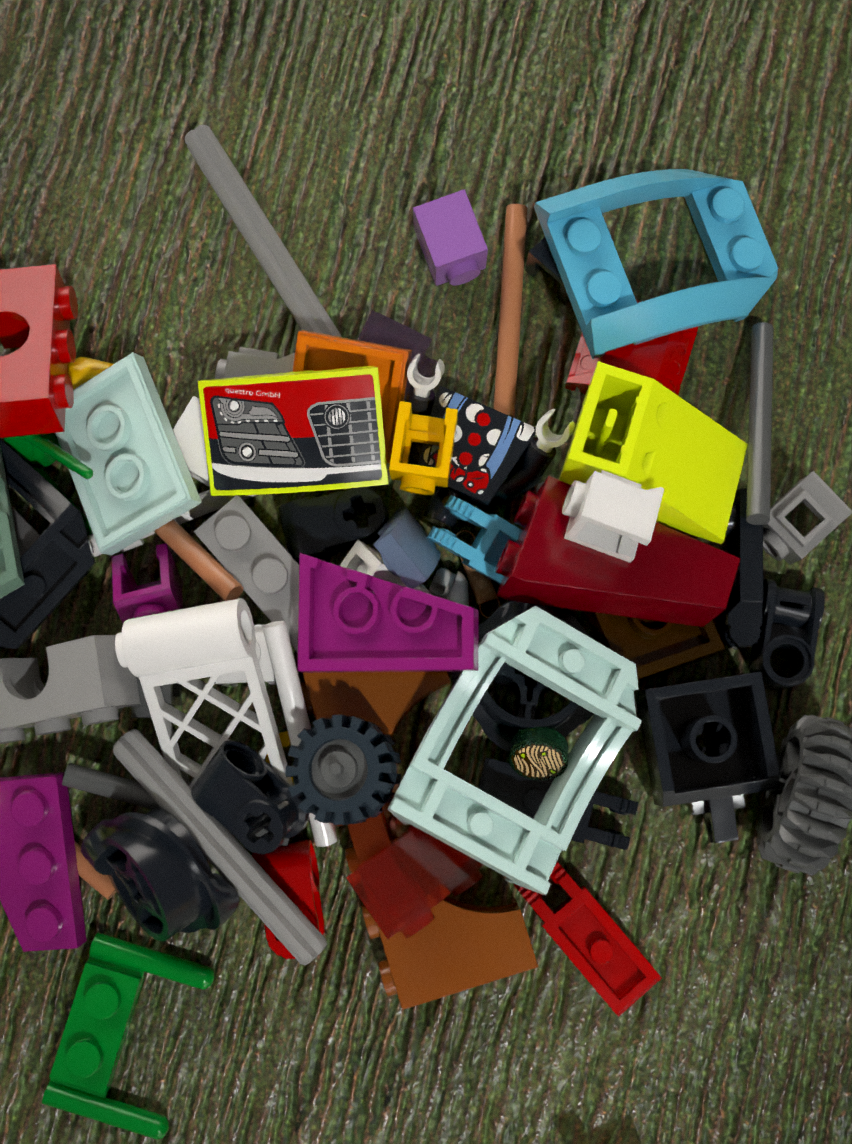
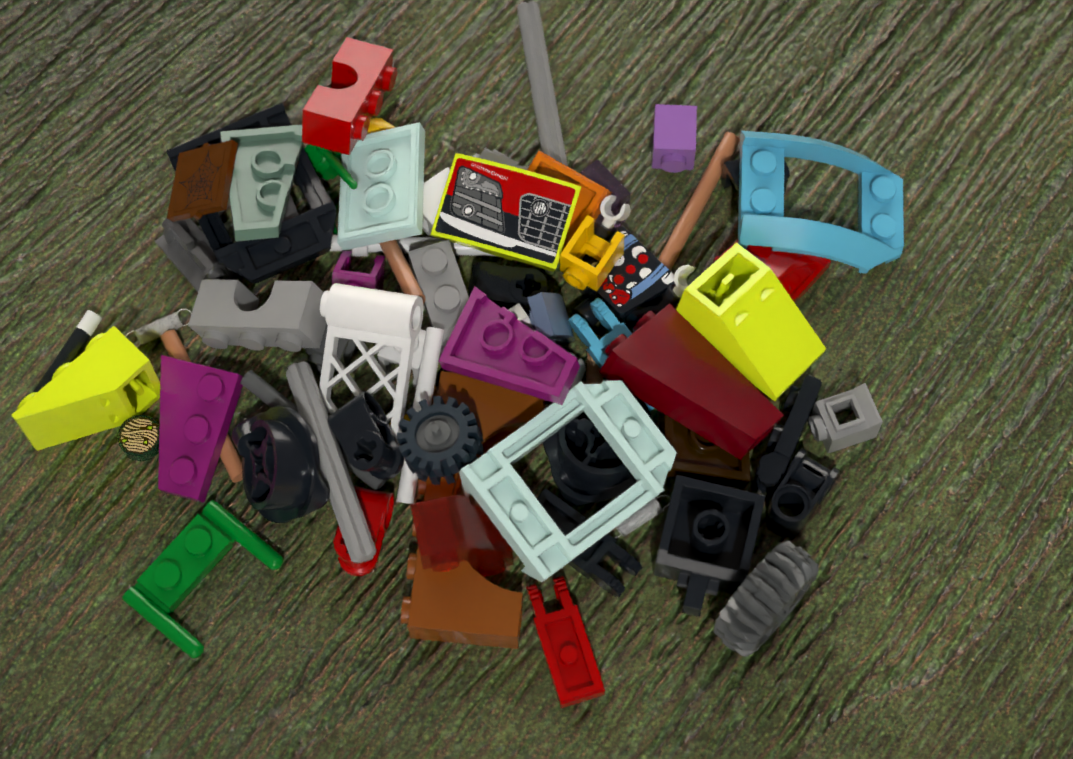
camera: 20 degrees right, 15 degrees down
(539, 753) = (583, 494): tile -> none
(611, 514) = (699, 339): white window -> none
(760, 425) = (841, 339): dark grey bar -> none

